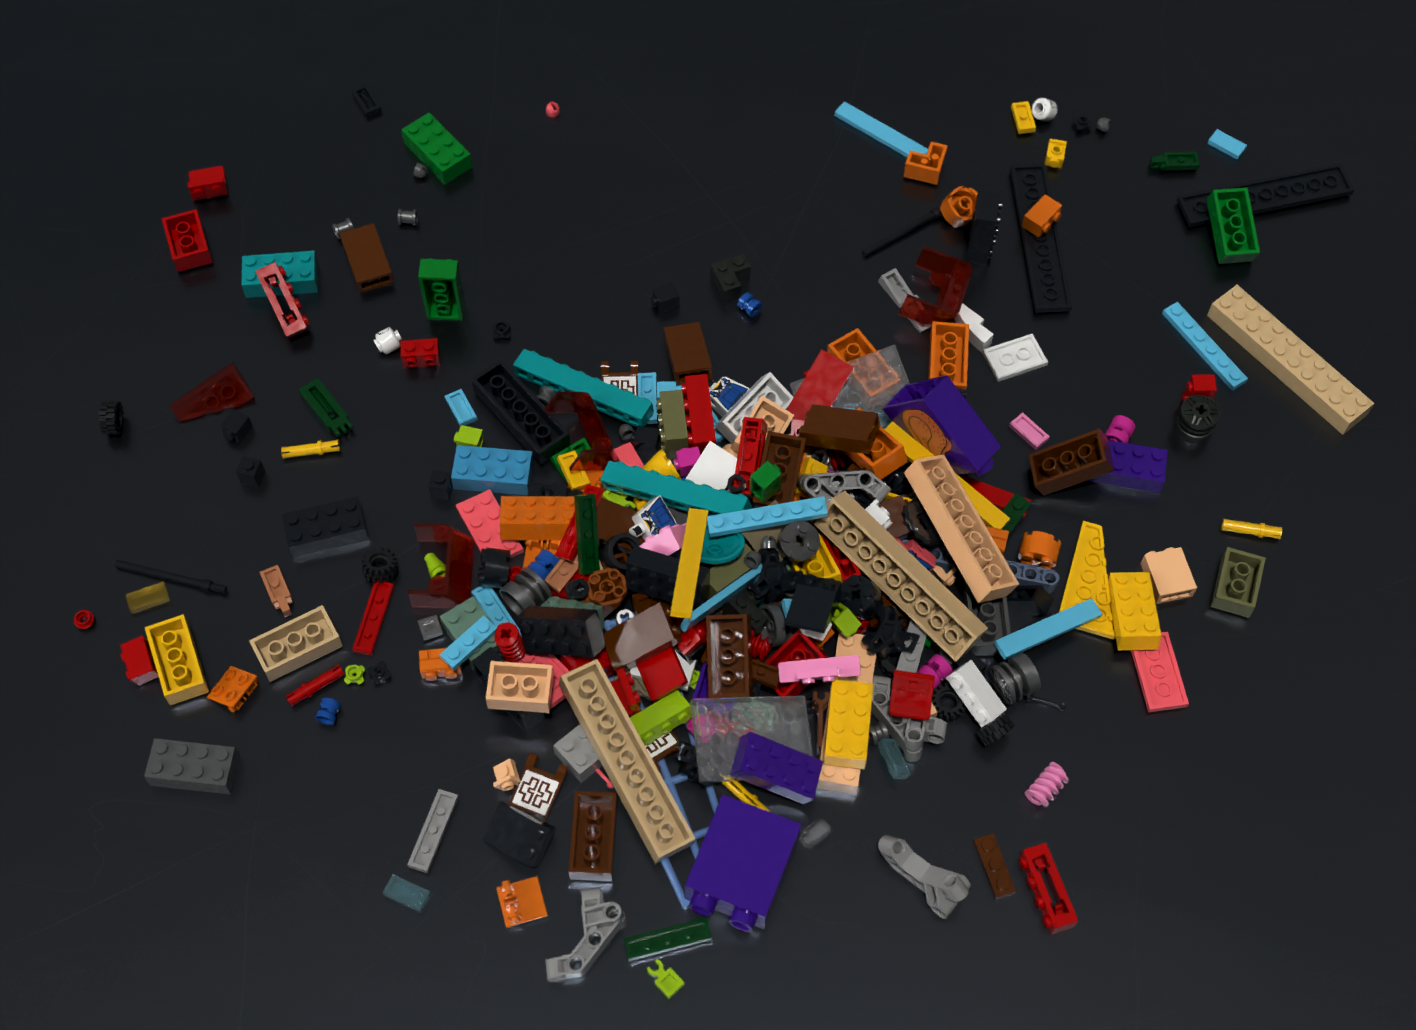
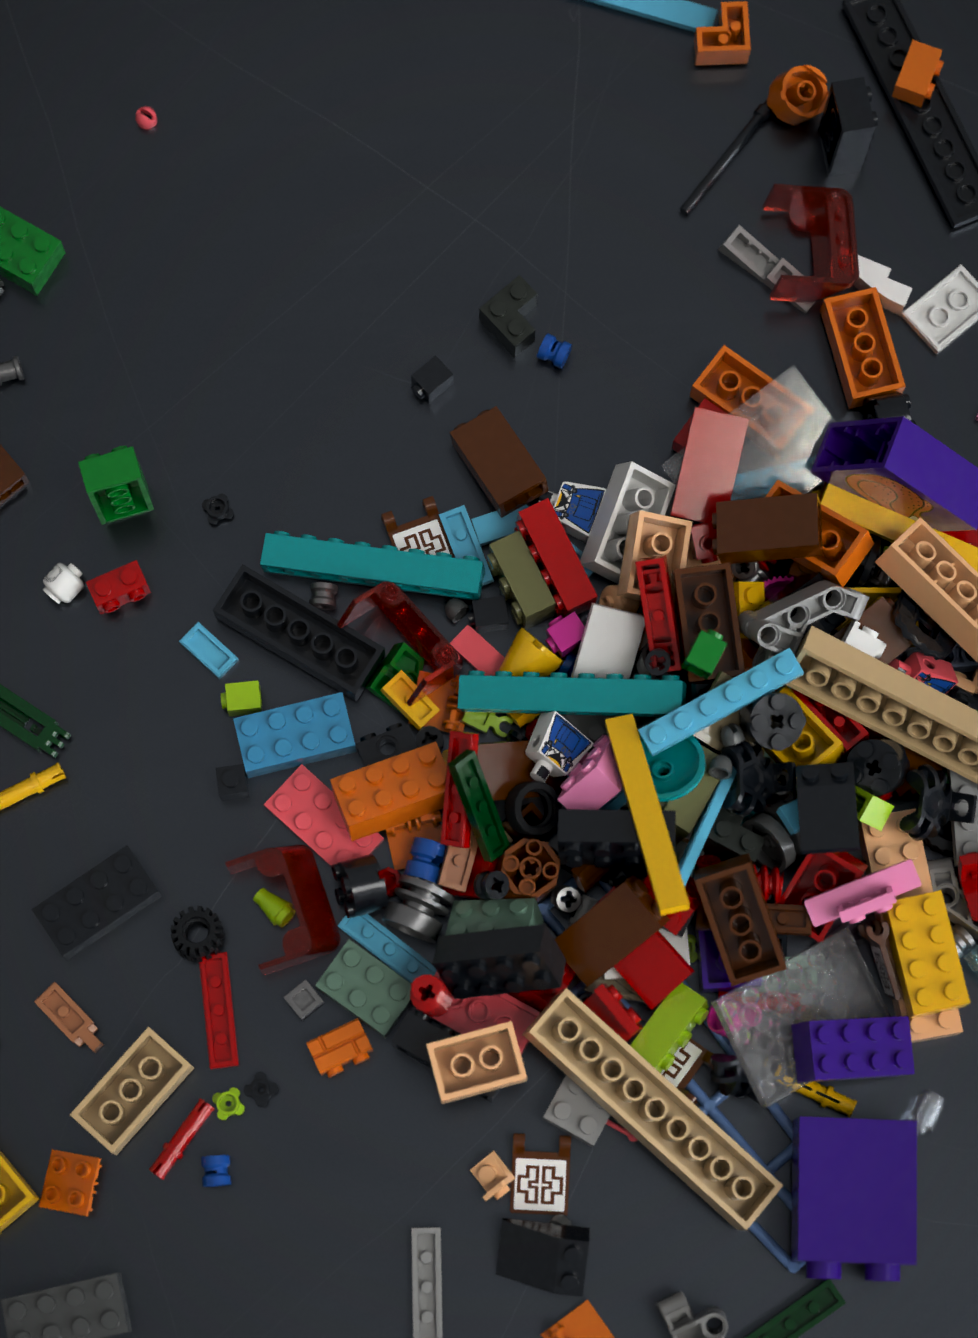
camera: 20 degrees left, 15 degrees up
(468, 643) = (373, 1013): medium azure plate -> none
(593, 836) = (642, 1221): reddish brown brick -> none

